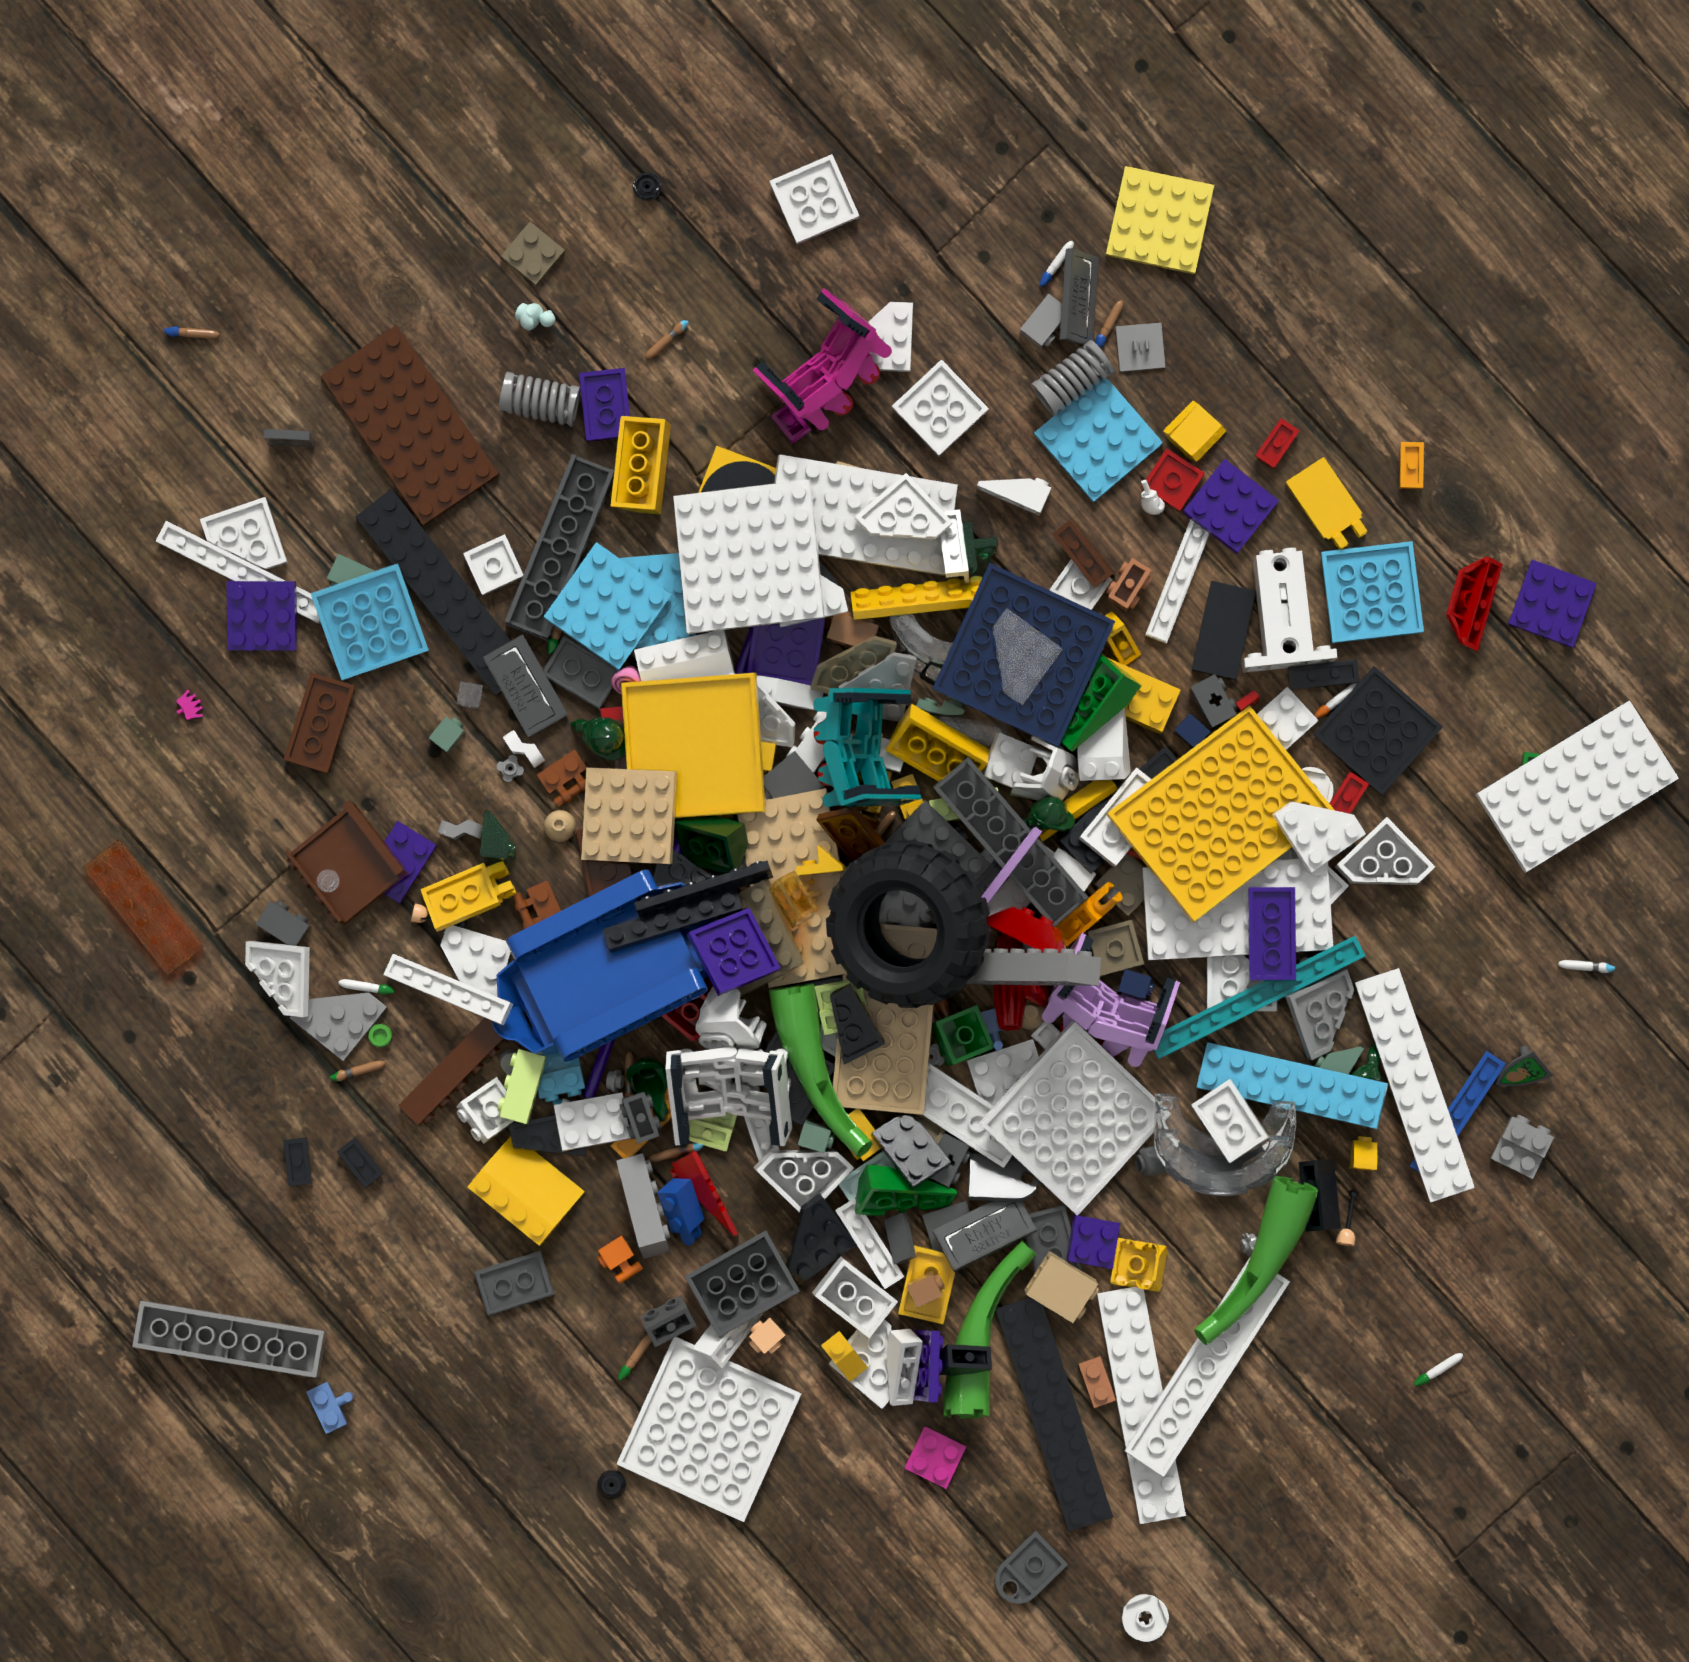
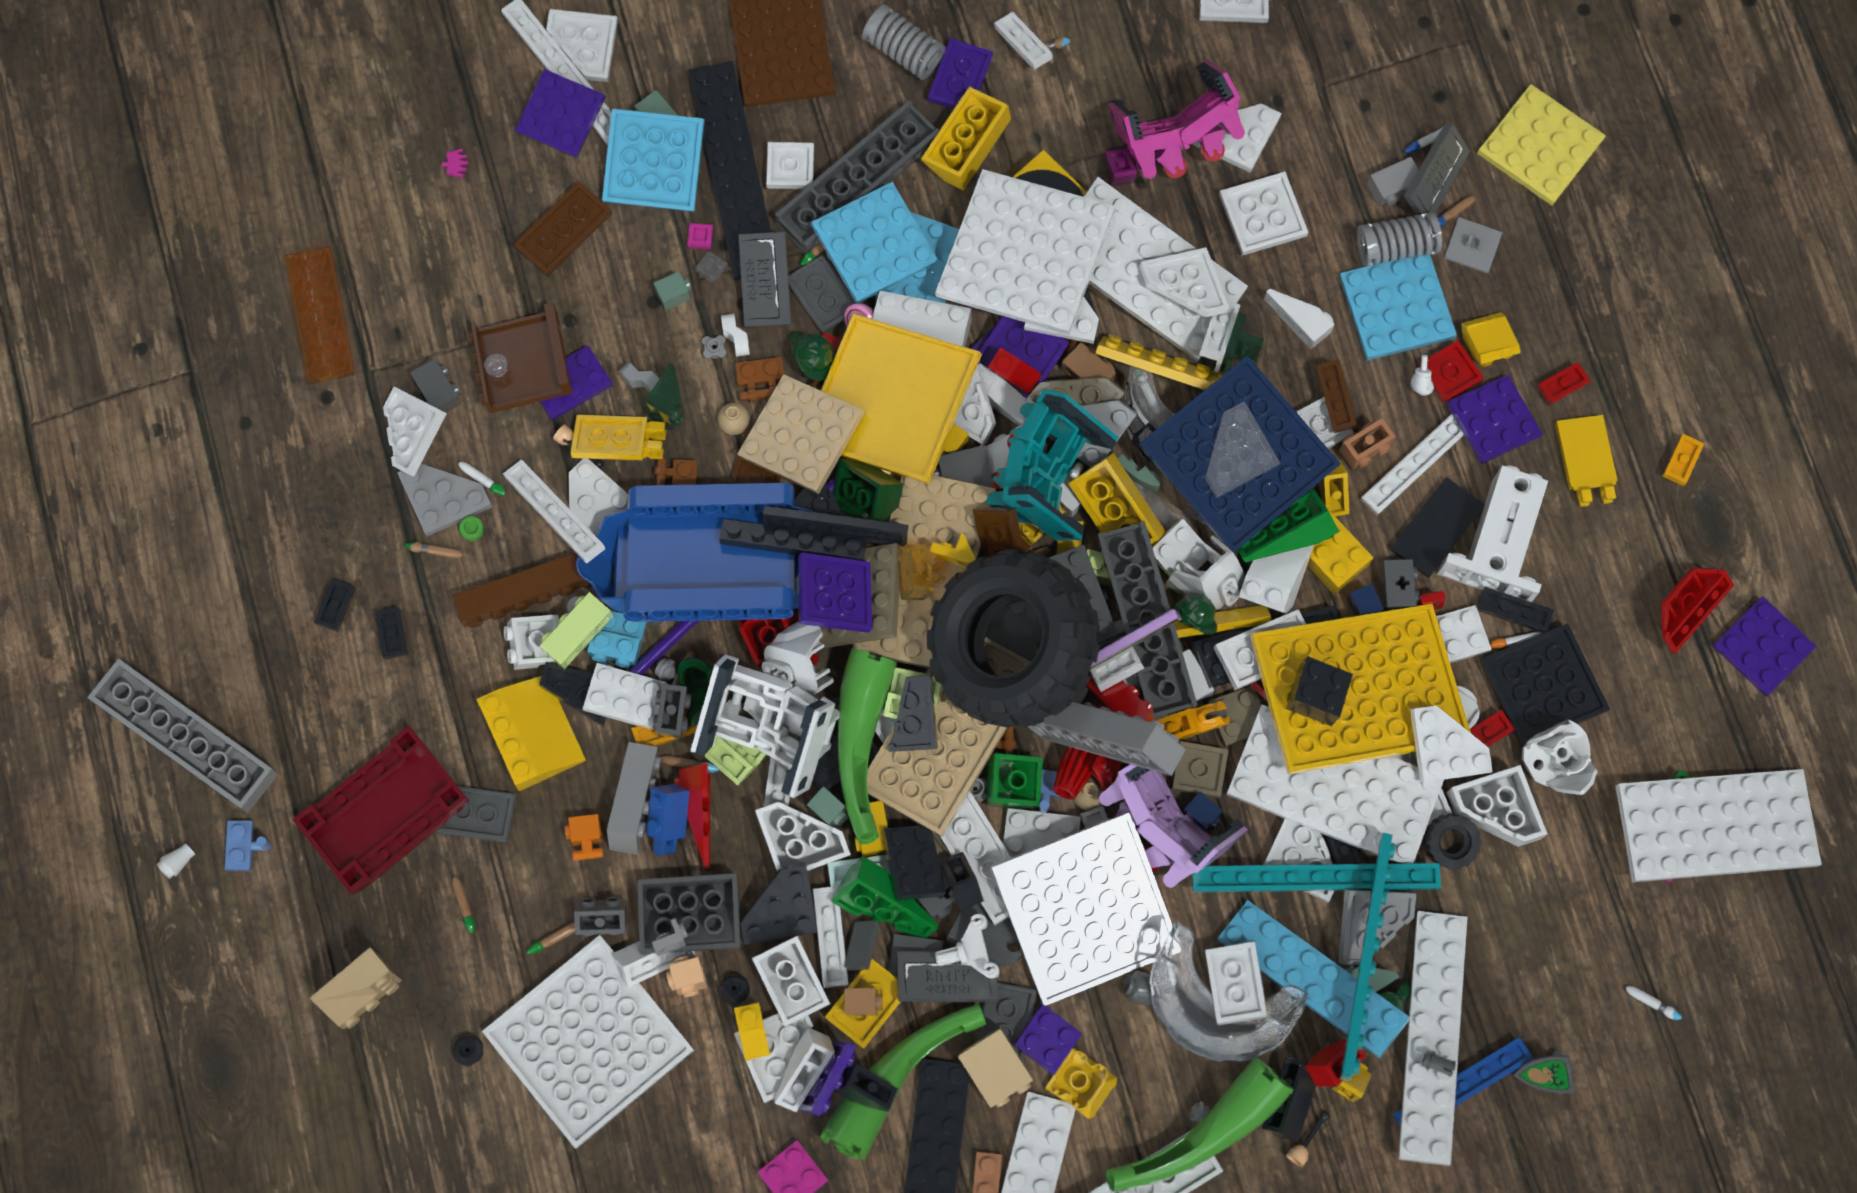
camera: 20 degrees right, 10 degrees down
(280, 1447) = (175, 861): none -> white cone
(435, 1321) = (382, 812): none -> dark red slope
(445, 669) = (700, 236): none -> dark pink tile
(497, 1481) = (357, 989): none -> tan slope
(544, 1365) = (468, 920): none -> medium nougat piece
(646, 344) = (1023, 40): none -> white plate
(737, 1317) = (670, 942): none -> light grey bracket
(789, 667) = (1014, 370): none -> red slope
(809, 1333) = (740, 994): none -> black plate
(886, 732) = (1077, 468): none -> white piece
(959, 1145) = (962, 881): none -> black slope
(995, 1200) = (971, 949): none -> white axle
(1006, 900) = (1116, 669): none -> white plate
(1187, 839) = (1319, 691): none -> black brick
(1272, 933) = (1359, 822): dark purple plate -> none
(1333, 1057) = (1366, 965): none -> teal plate
(1342, 900) = (1471, 841): none -> black tyre
(1342, 1149) = (1327, 1064): none -> red slope
(1372, 592) = (1595, 556): medium azure plate -> none
(1428, 800) = (1564, 771): none -> white piece
(1428, 1108) = (1438, 1063): none -> dark grey pin
(1522, 1146) = (1514, 1148): light grey plate -> none

